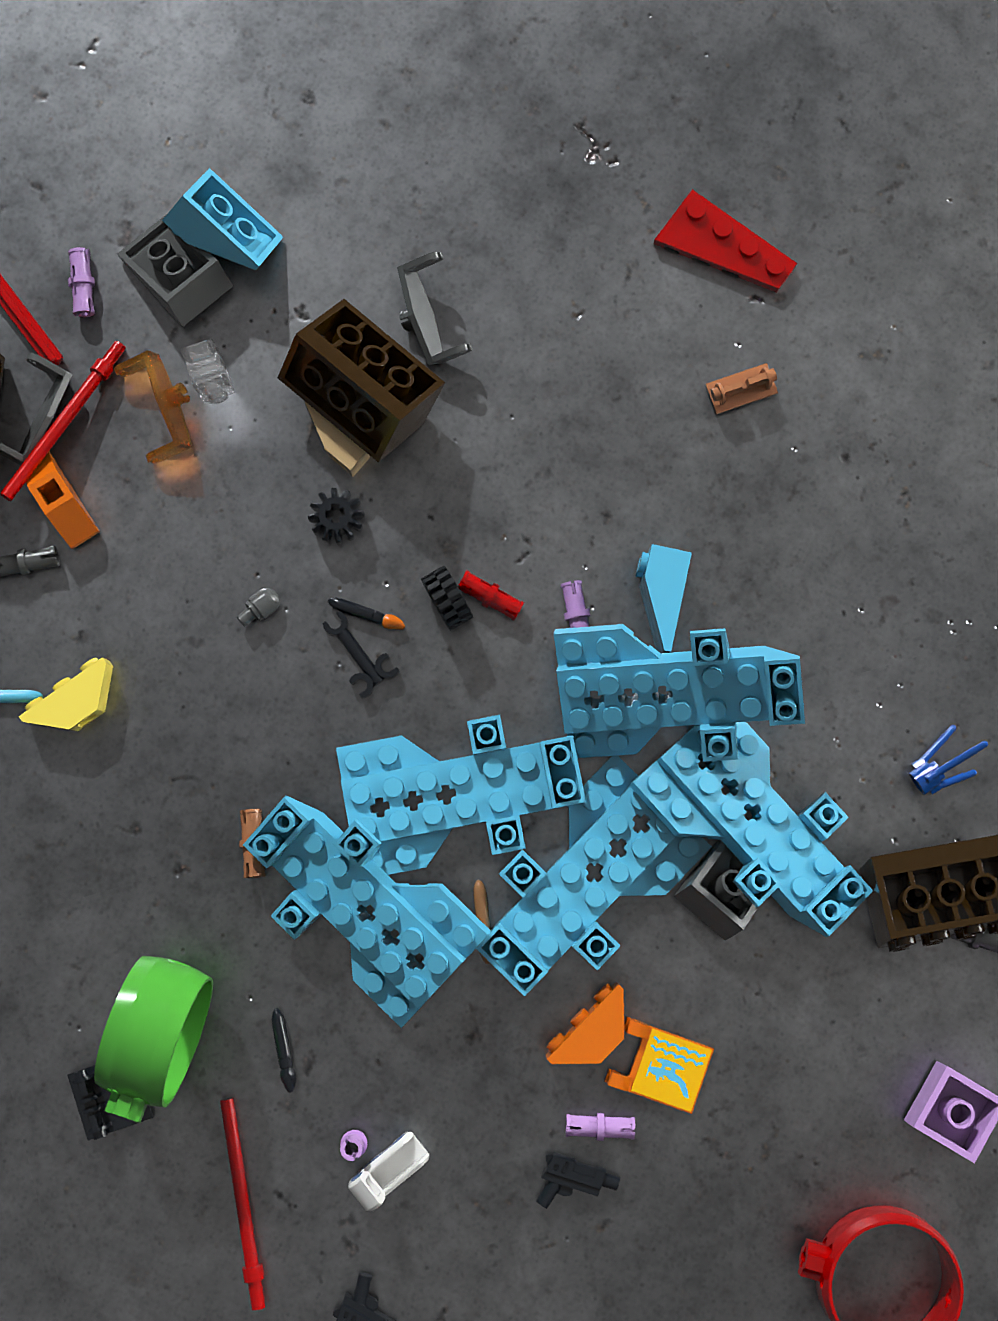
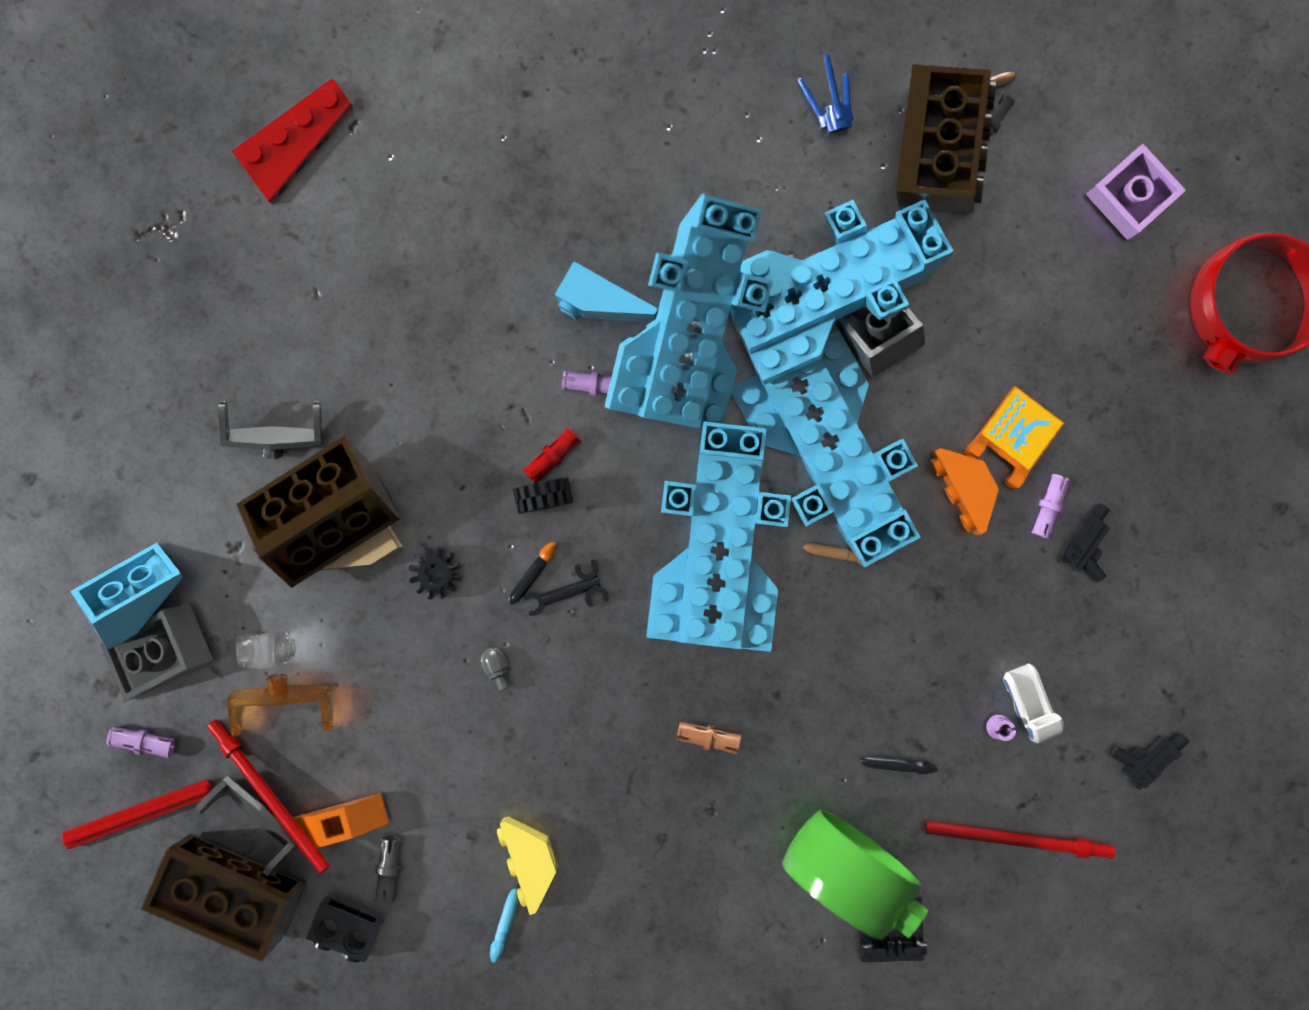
camera: 70 degrees left, 5 degrees up
(339, 880) = (767, 668): medium azure piece -> none
(742, 388) = (433, 166): nougat hinge -> none

